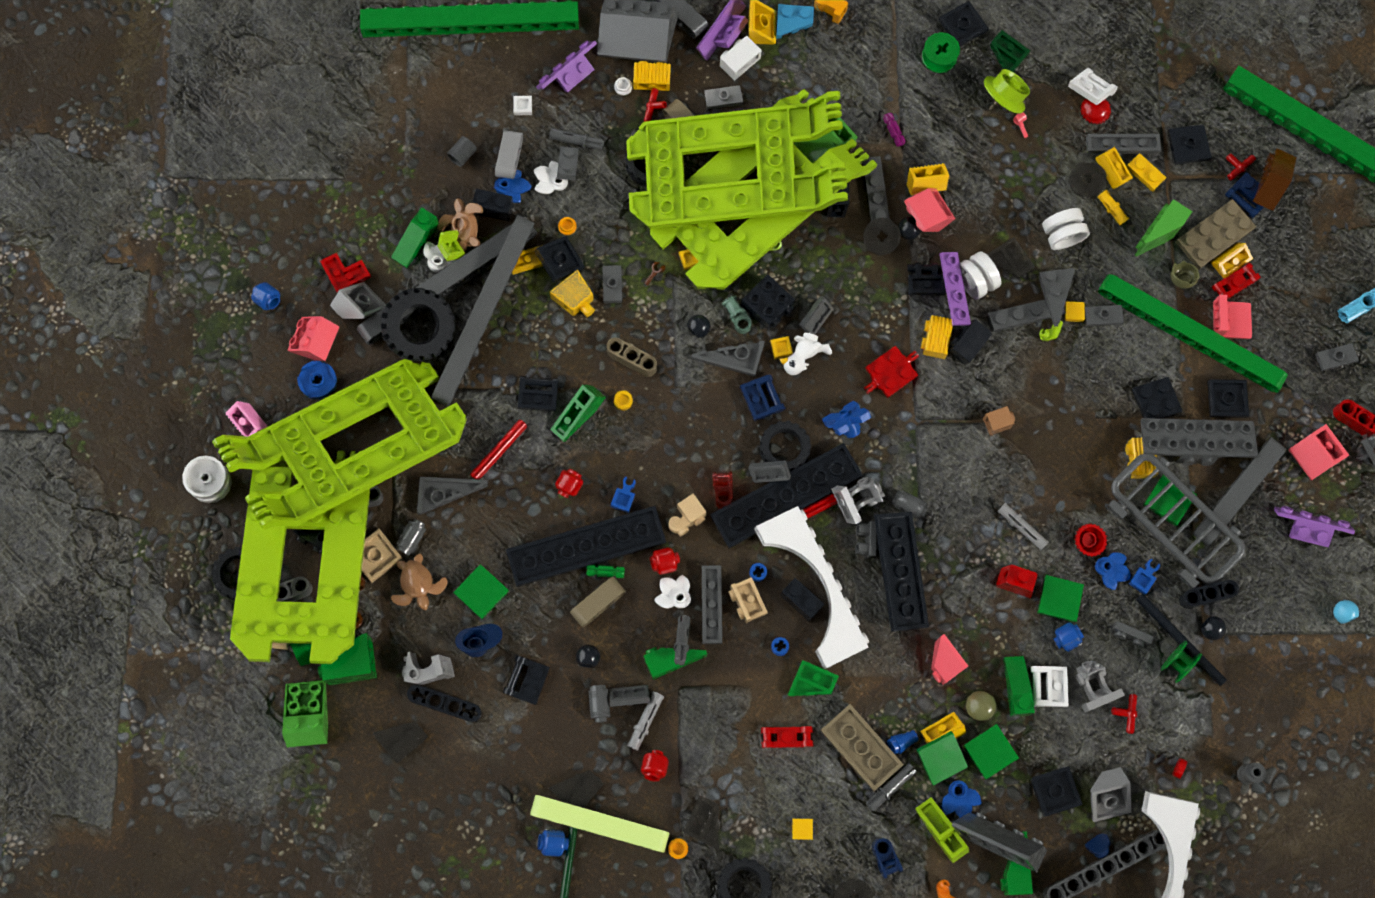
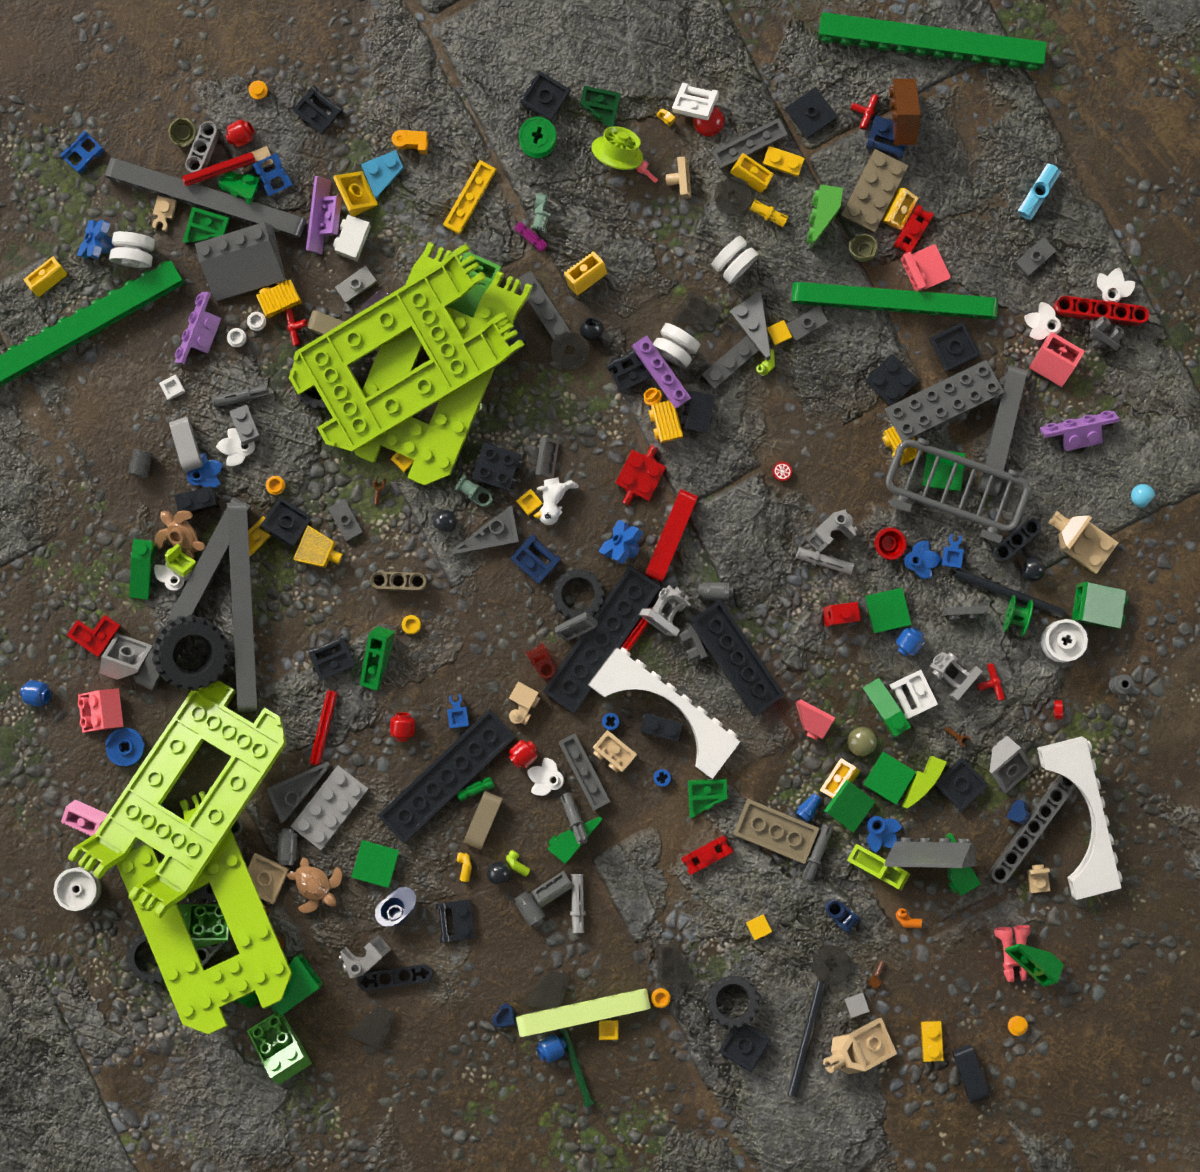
camera: 25 degrees left, 10 degrees up
(300, 565) = (205, 923): none -> bright green slope
(467, 522) = (329, 807): none -> light grey plate
(525, 792) = (504, 1016): none -> dark blue tile
(561, 636) = (466, 867): none -> yellow arm
(599, 91) = (236, 337): none -> white plate
(607, 658) = (515, 865): none -> lime arm
(614, 853) = (608, 1029): none -> yellow tile
(654, 765) = (605, 938): red head -> none
(858, 73) = (469, 197): none -> yellow tile
(894, 436) = (671, 535): none -> red beam
(912, 115) = (541, 215): none -> sand green connector
(929, 210) = (601, 304): coral slope -> none
(935, 309) = (652, 396): none -> light orange plate
(999, 420) = (758, 473): medium nougat brick -> none
(1021, 430) = (782, 471): none -> red tile
(1022, 770) = (923, 781): none -> lime slope
(1034, 498) = (837, 521): none -> light grey tile
(1050, 143) = (681, 178): none -> tan tile
(1060, 88) = (666, 117): none -> yellow tile
(1073, 747) = (957, 736): none -> reddish brown hand
(1225, 704) = (1075, 639): none -> white wheel
(1261, 691) = (1099, 605): none -> slope
(1271, 625) = (1083, 540): none -> tan plate
(1318, 414) = (1040, 321): none -> white plate

